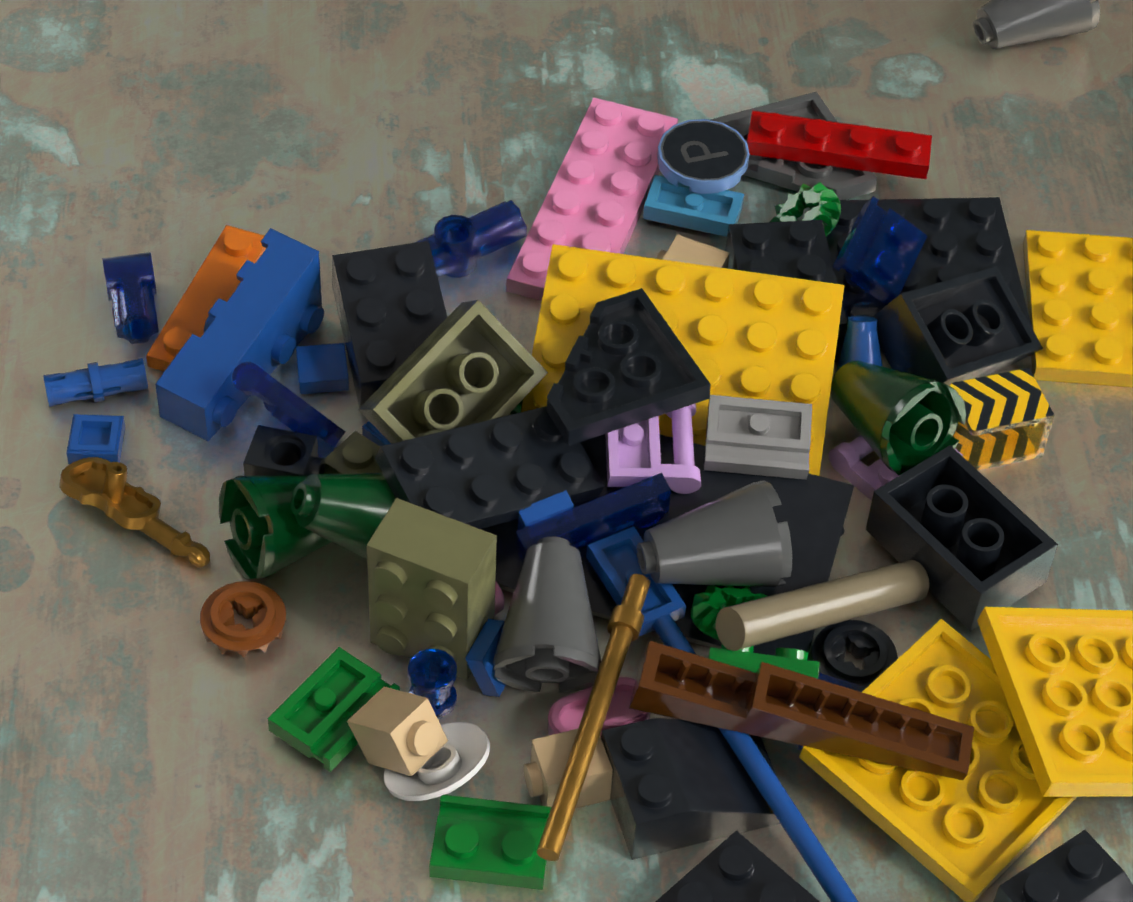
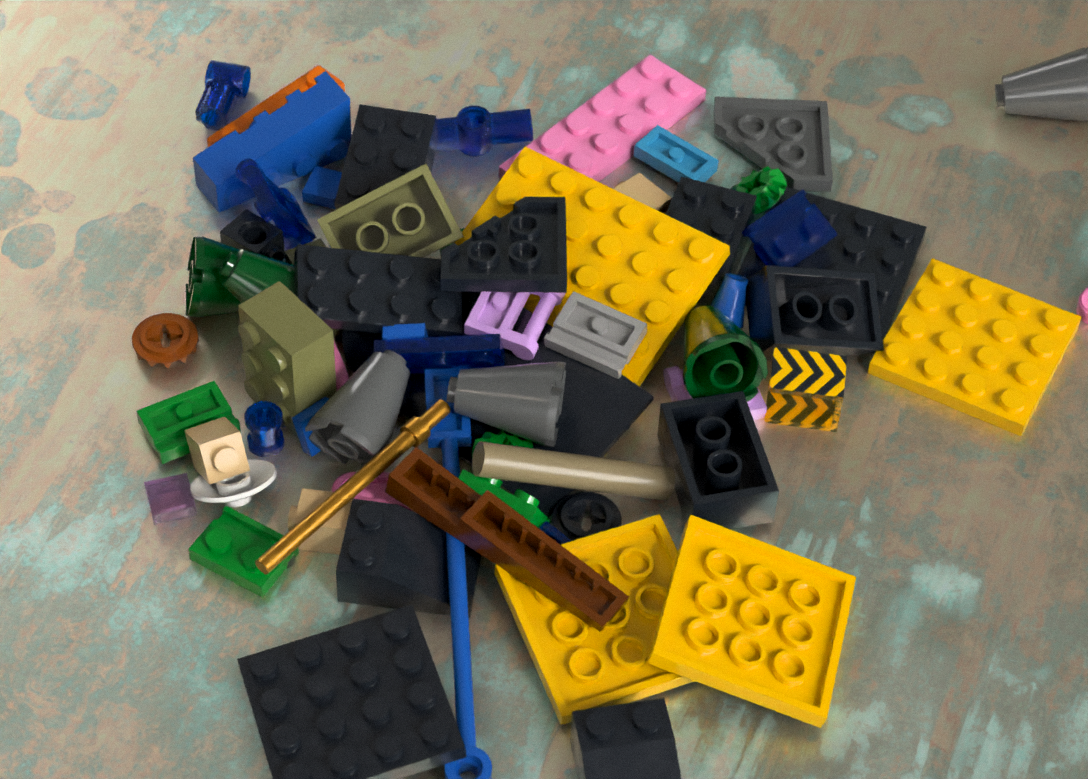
camera: 25 degrees right, 0 degrees up
(95, 382) = (161, 145): blue pin -> none
(96, 437) = (140, 186): blue tile -> none
(104, 486) = (126, 219): pearl gold piece -> none
(366, 811) = (170, 498): none -> clear purple tile
(703, 156) = (700, 121): tile -> none
(839, 144) = (815, 146): red plate -> none

